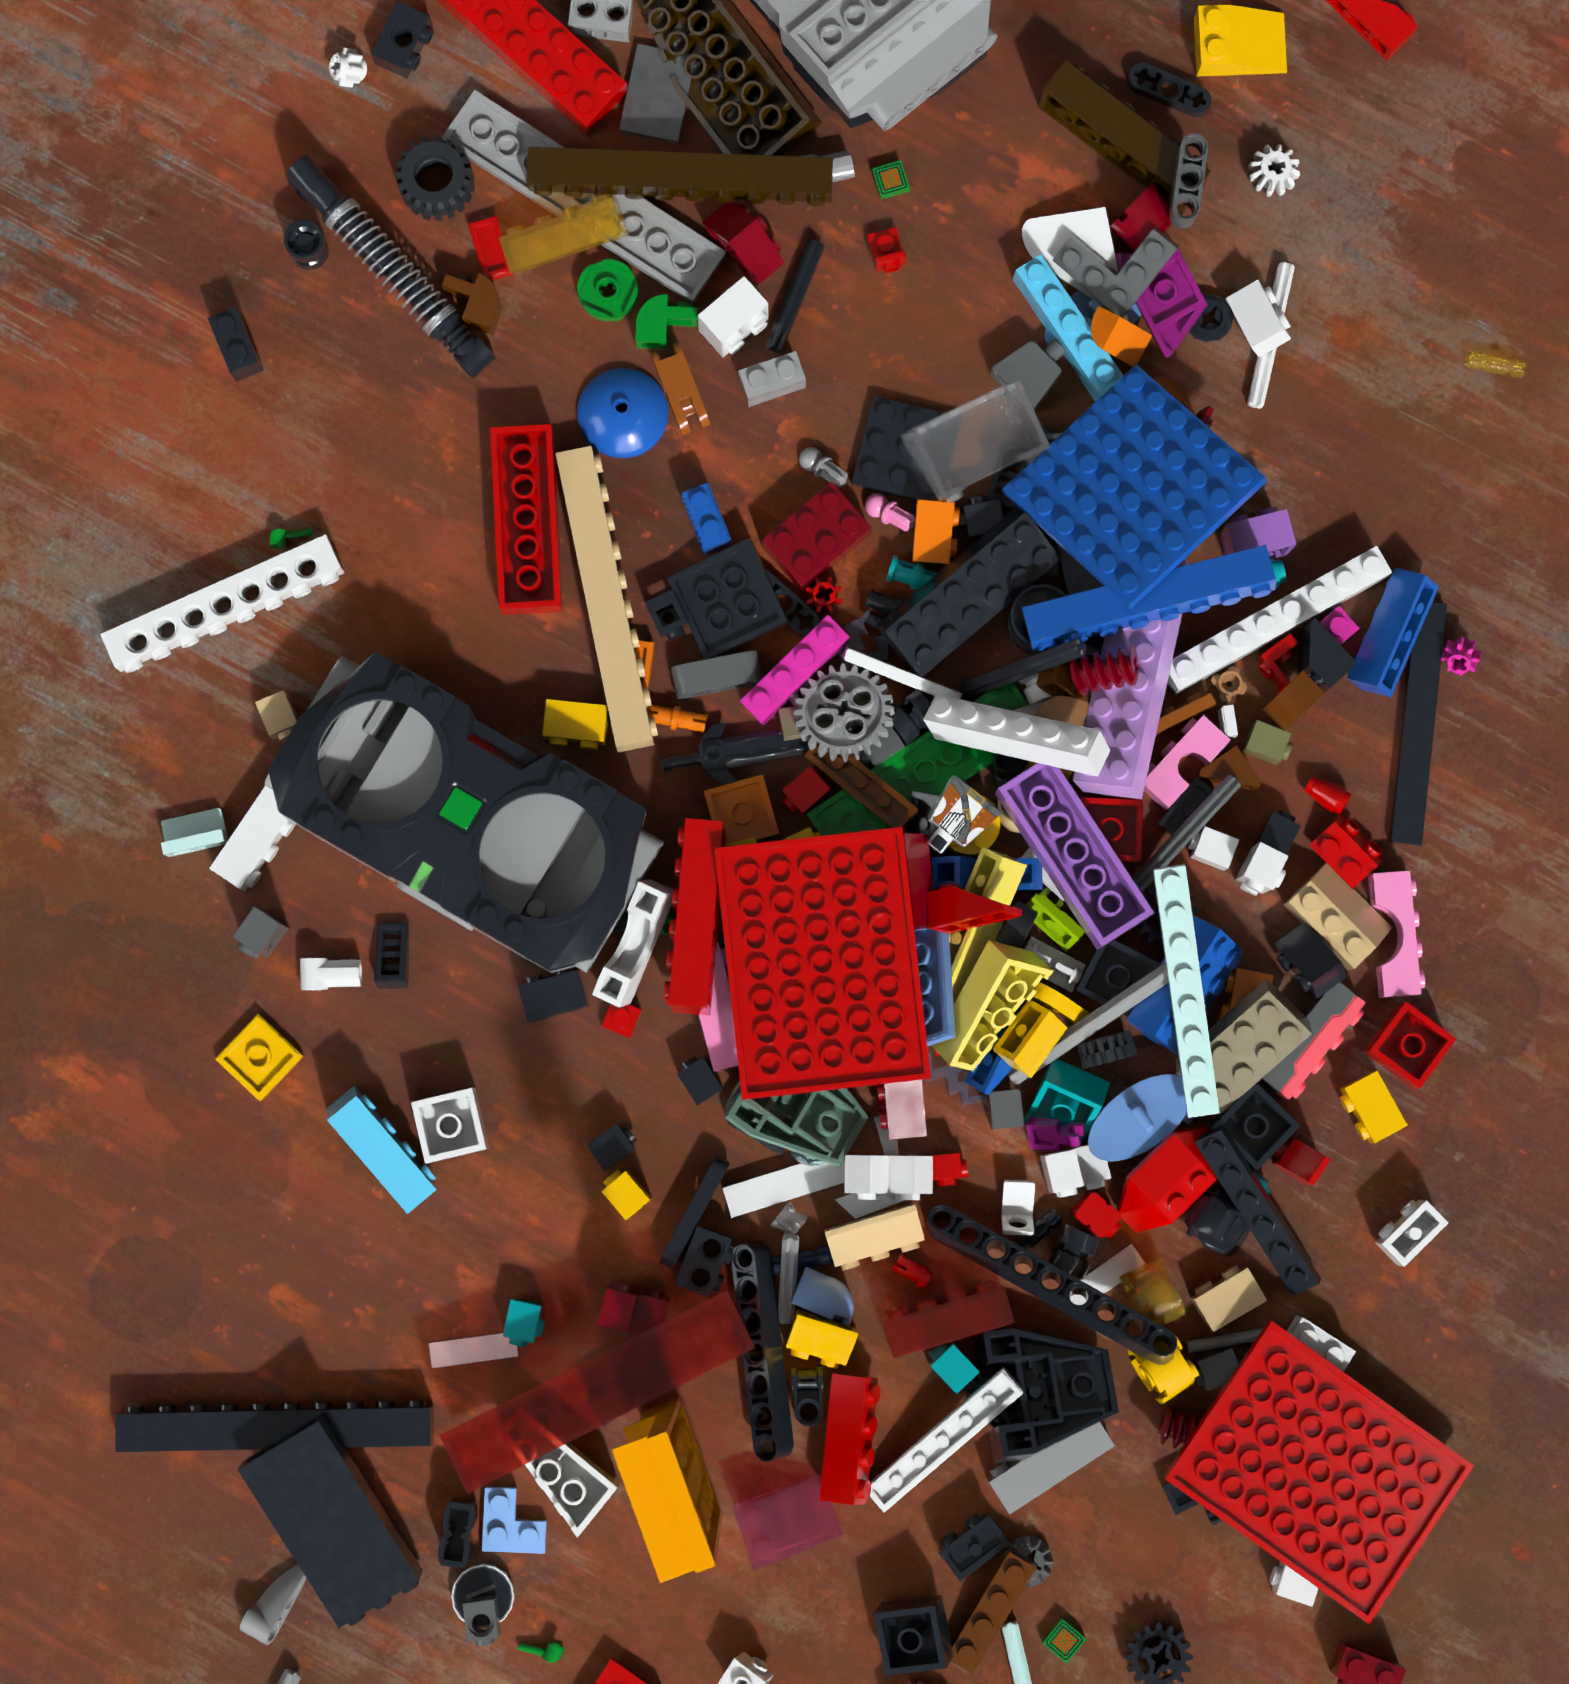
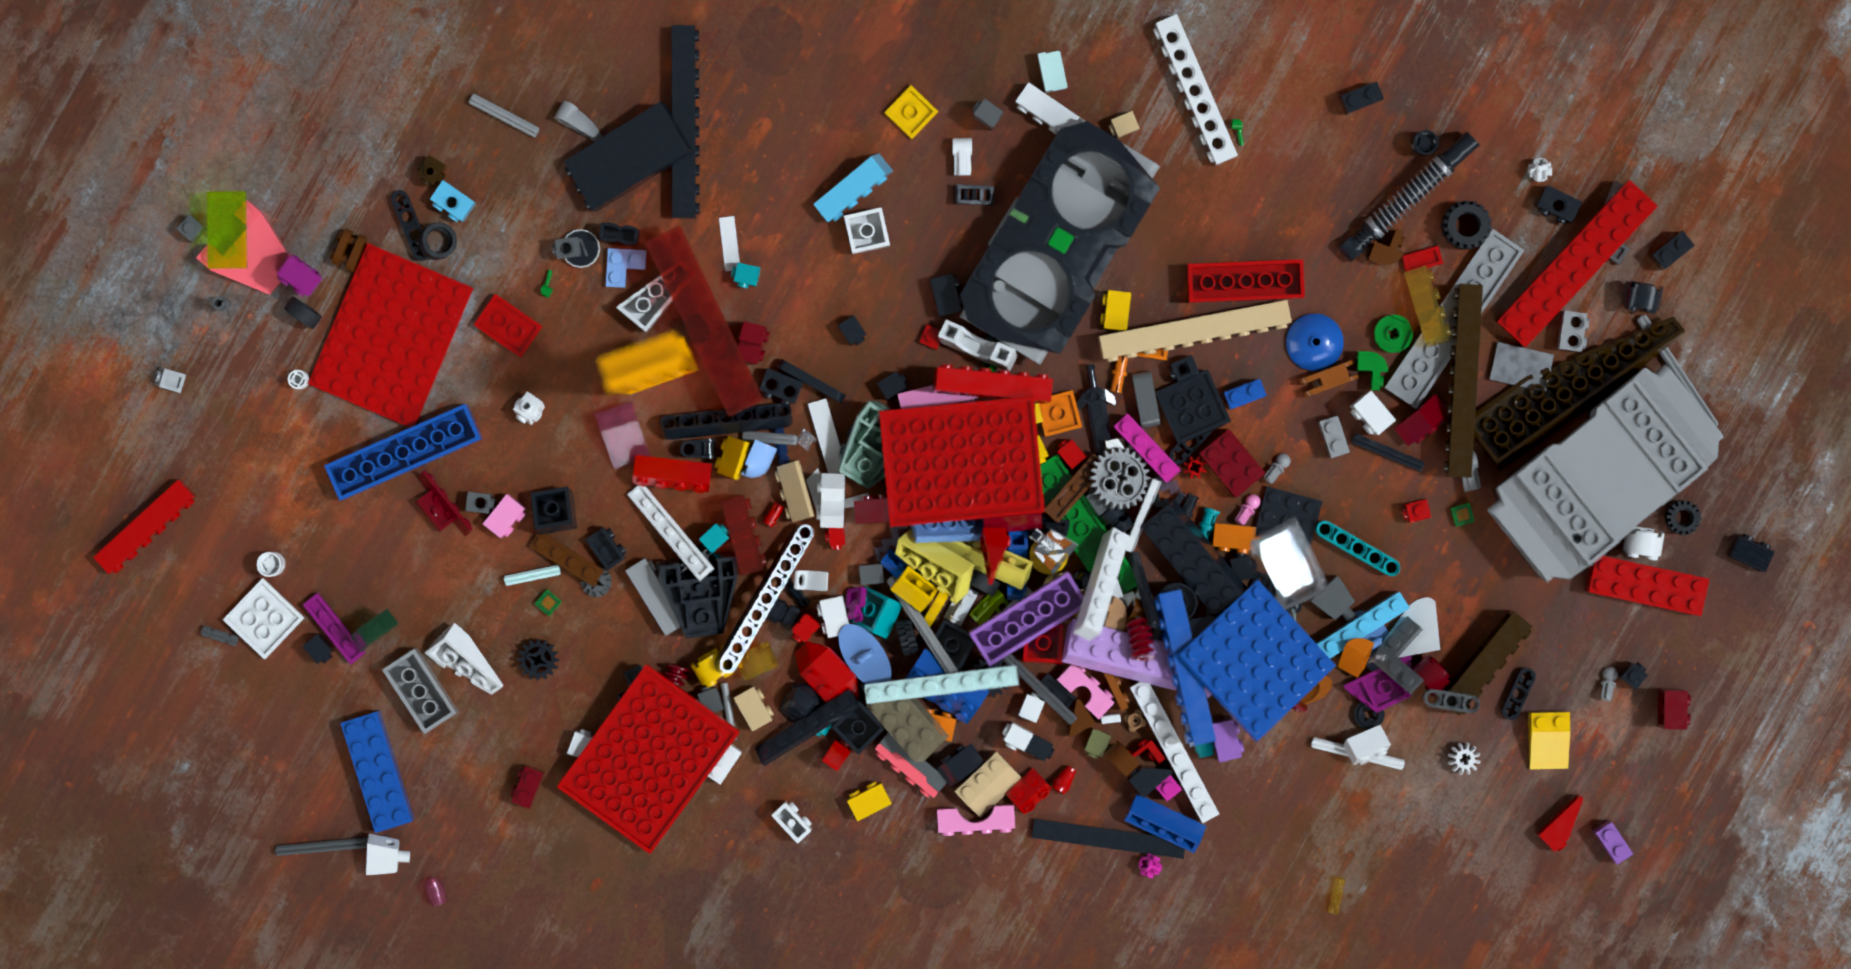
camera: 95 degrees right, 5 degrees up
(625, 1193) = (823, 338): yellow brick -> none
(949, 325) = (1366, 551): none -> teal beam
(1107, 1274) = (767, 633): white sticker -> none
(1409, 1045) = (906, 824): red brick -> none

